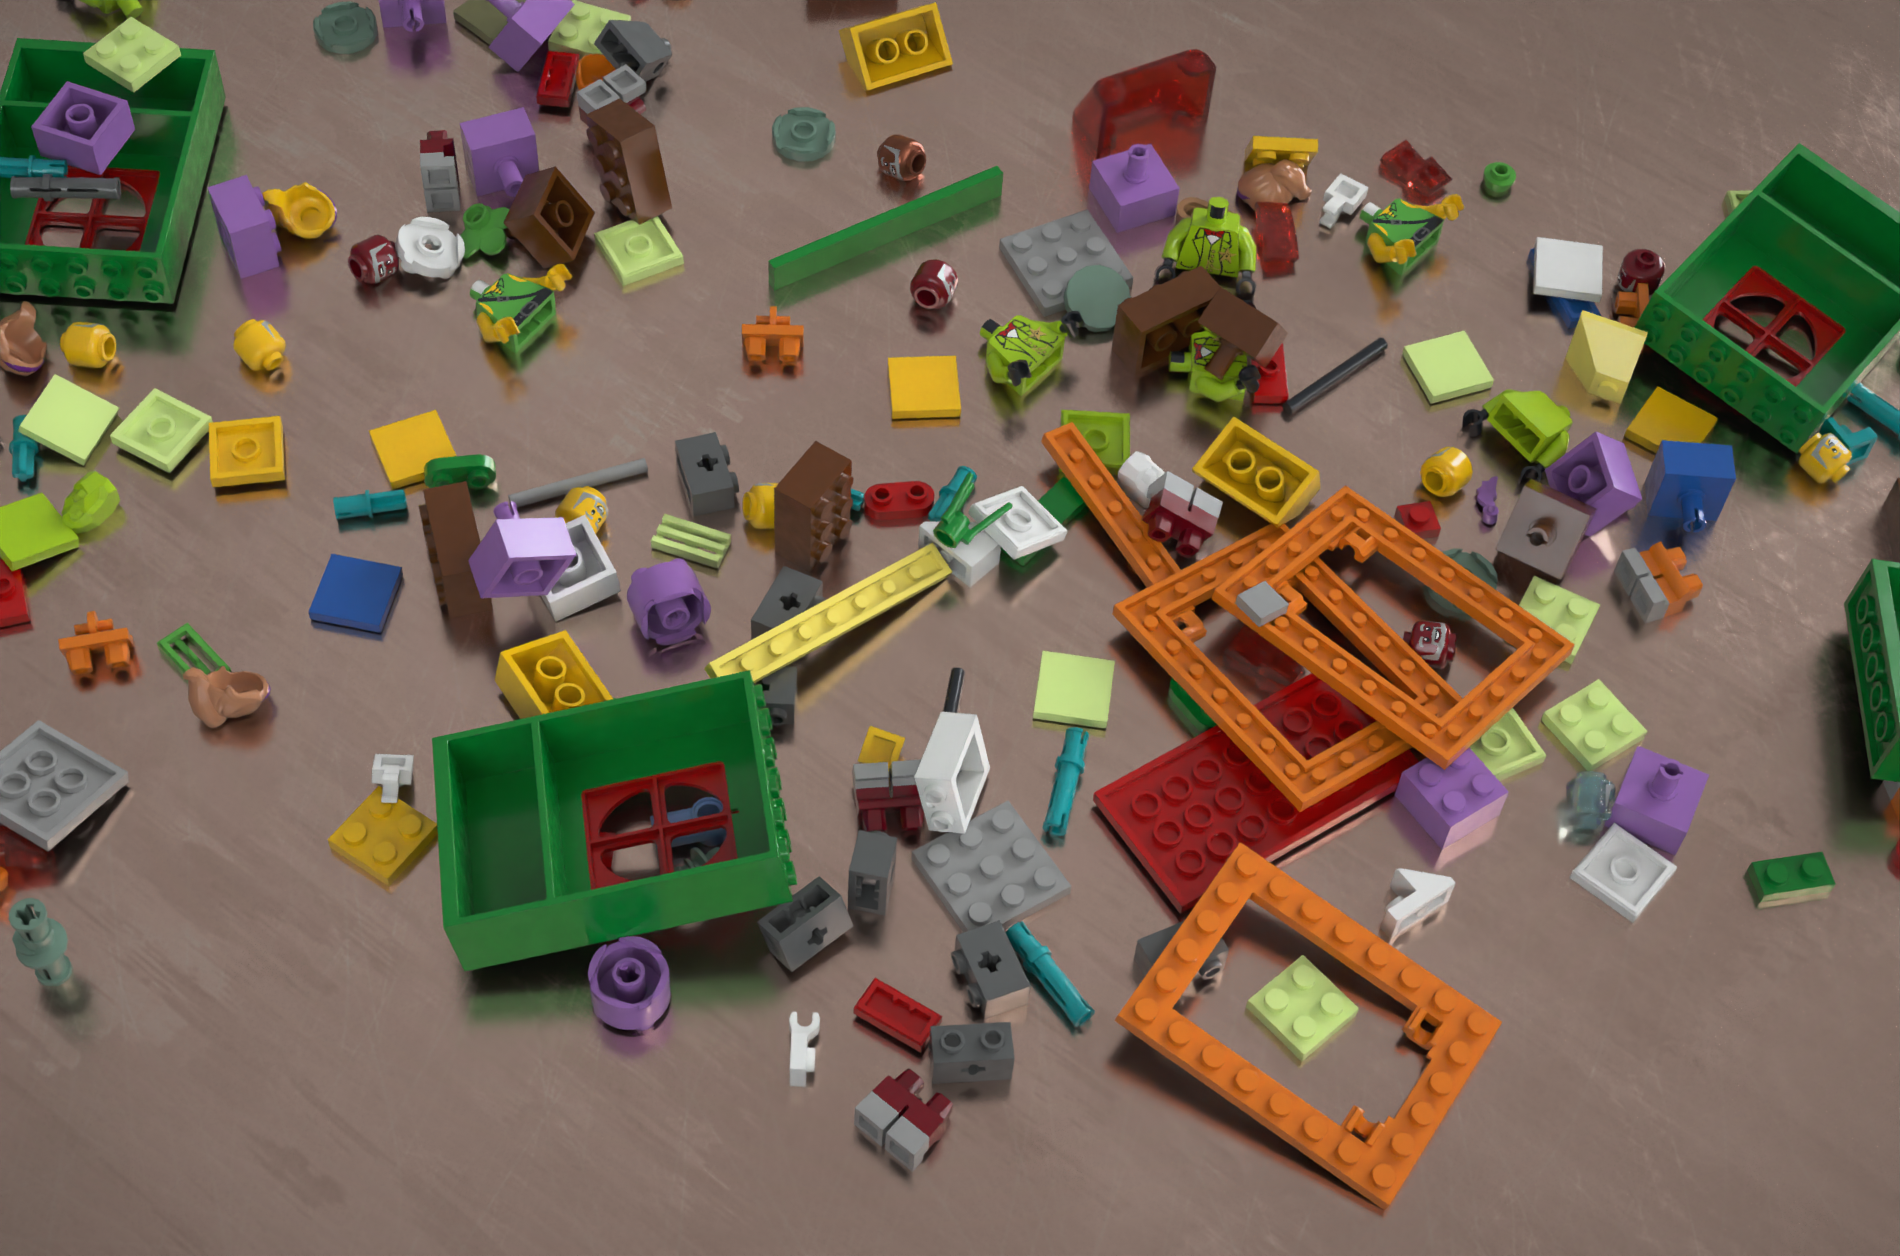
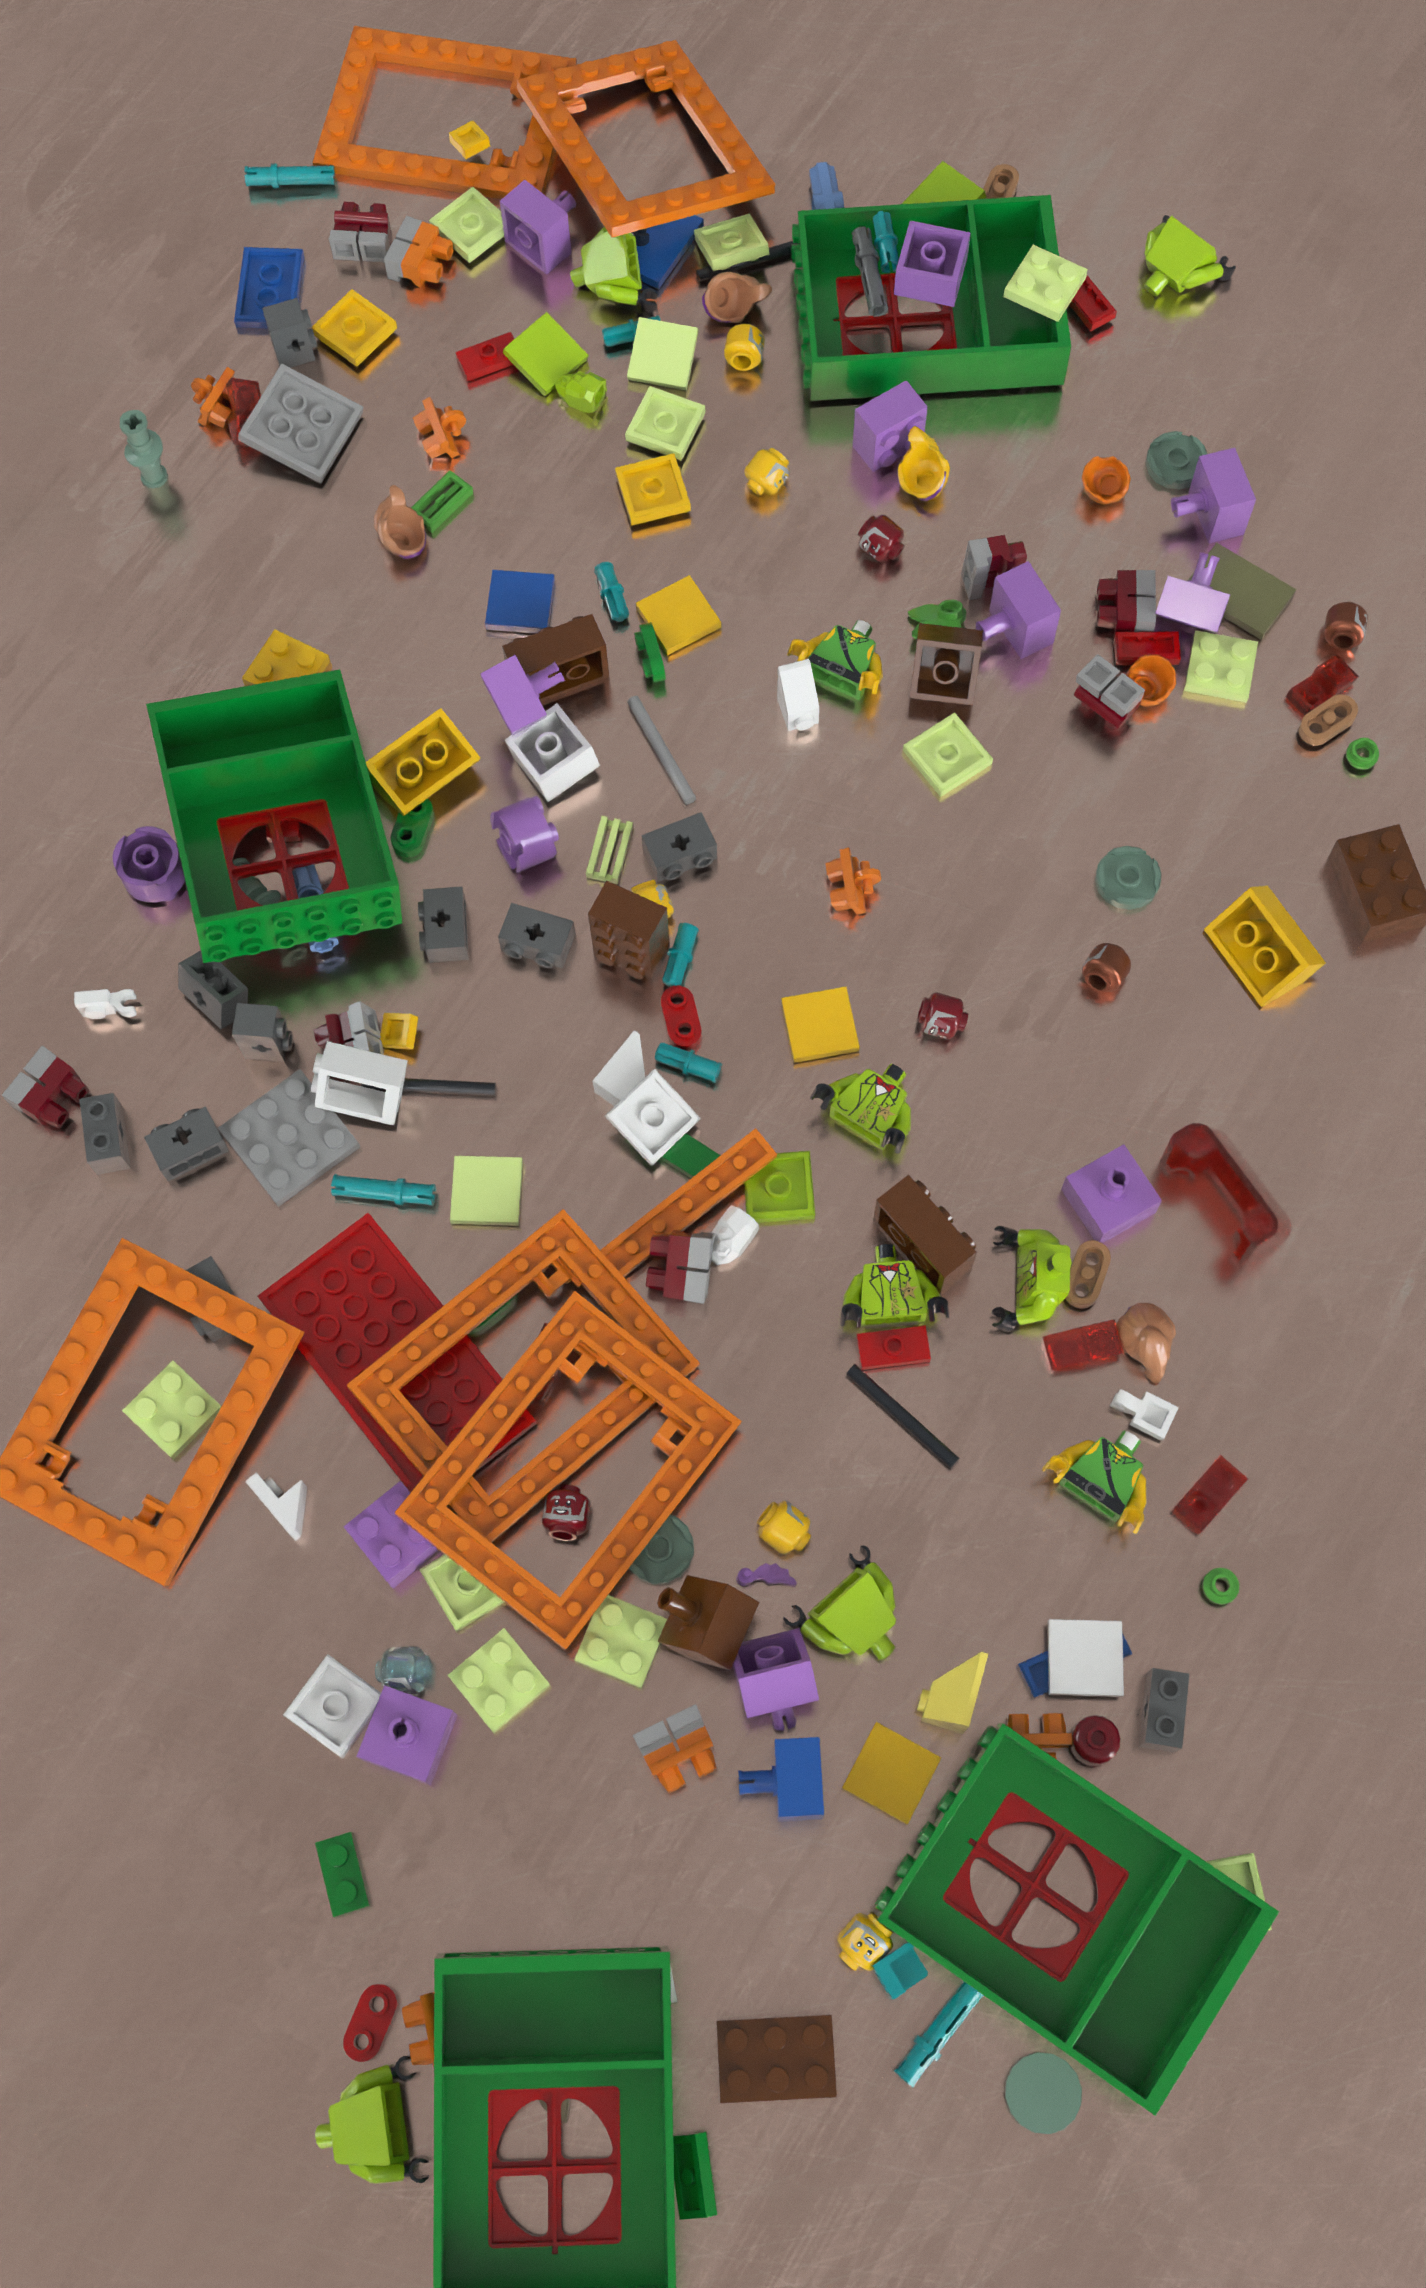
camera: 90 degrees right, 15 degrees up
(359, 75) = (1105, 479): none -> orange hair
(392, 773) = (334, 657): white plate -> none
(432, 263) = (912, 563): white plate -> none
(506, 79) = (1132, 599): none -> dark red hips
(554, 347) = (797, 695): none -> white slope
(584, 502) = (618, 753): yellow head -> none
(628, 161) = (1016, 712): reddish brown brick -> none
(634, 45) = (1187, 704): dark grey torso -> none
(834, 616) = (516, 966): light yellow plate -> none
(885, 228) = (1012, 966): green tile -> none
(897, 1014) = (143, 1075): red plate -> none
(954, 524) = (624, 1053): green plant -> none
(1039, 962) = (188, 1192): teal pin -> none
(1053, 253) = (1005, 1141): light grey plate -> none
(1096, 296) = (953, 1170): sand green tile -> none
(1240, 331) = (893, 1295): reddish brown brick -> none
(1258, 473) = (743, 1335): yellow slope -> none
(1261, 603) = (557, 1333): light grey tile -> none
(1274, 149) = (1186, 1338): yellow plate -> none
(1419, 519) = (726, 1503): red plate -> none
(1447, 367) = (933, 1531): yellowish green tile -> none
(1612, 223) = (1164, 1710): none -> dark grey brick

